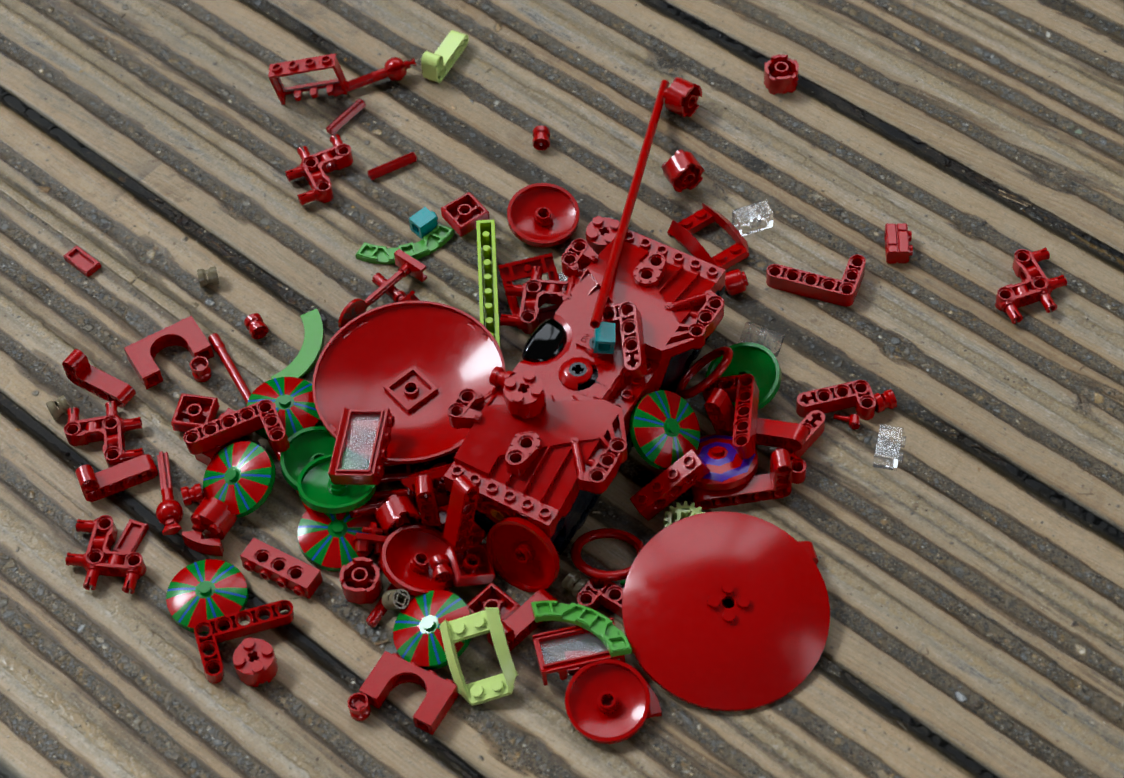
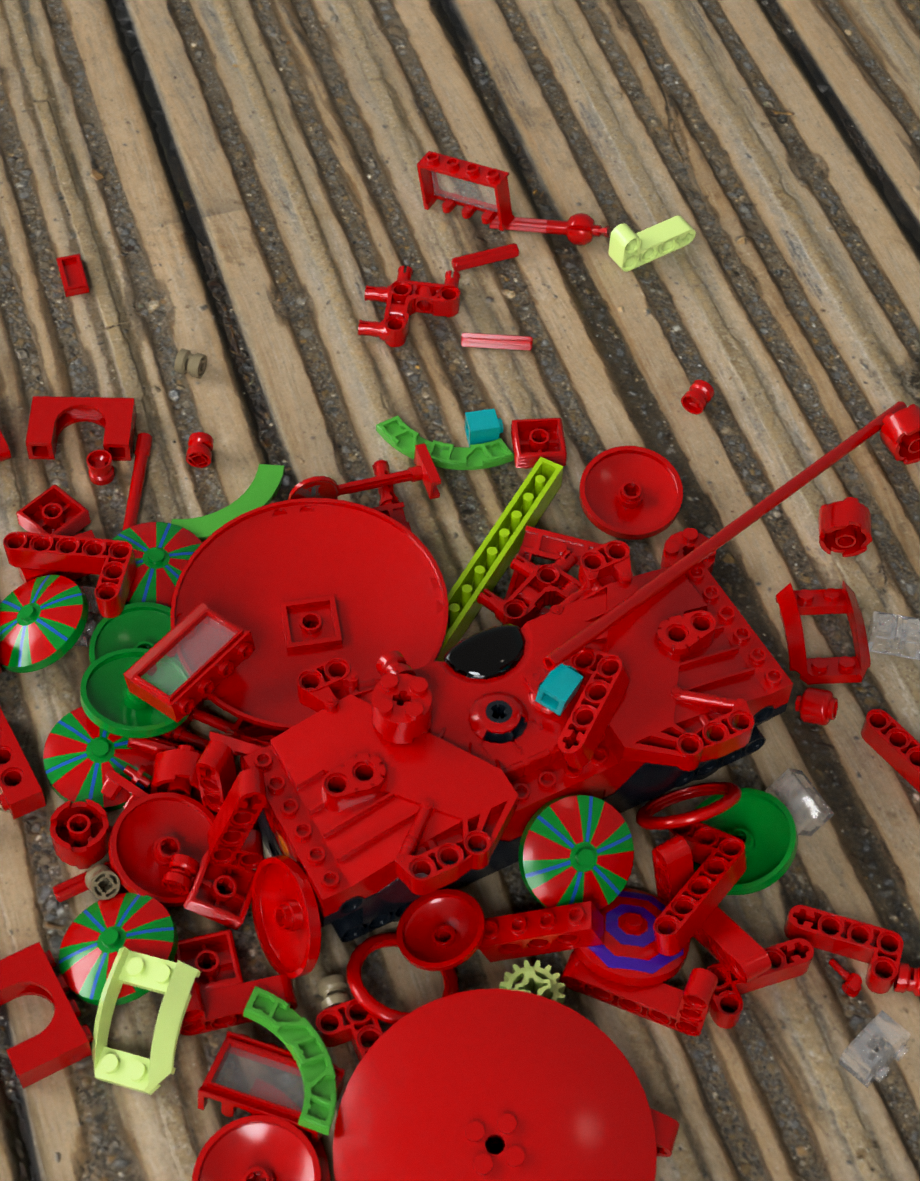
camera: 25 degrees right, 0 degrees up
(609, 507) = (437, 918): none -> red dish

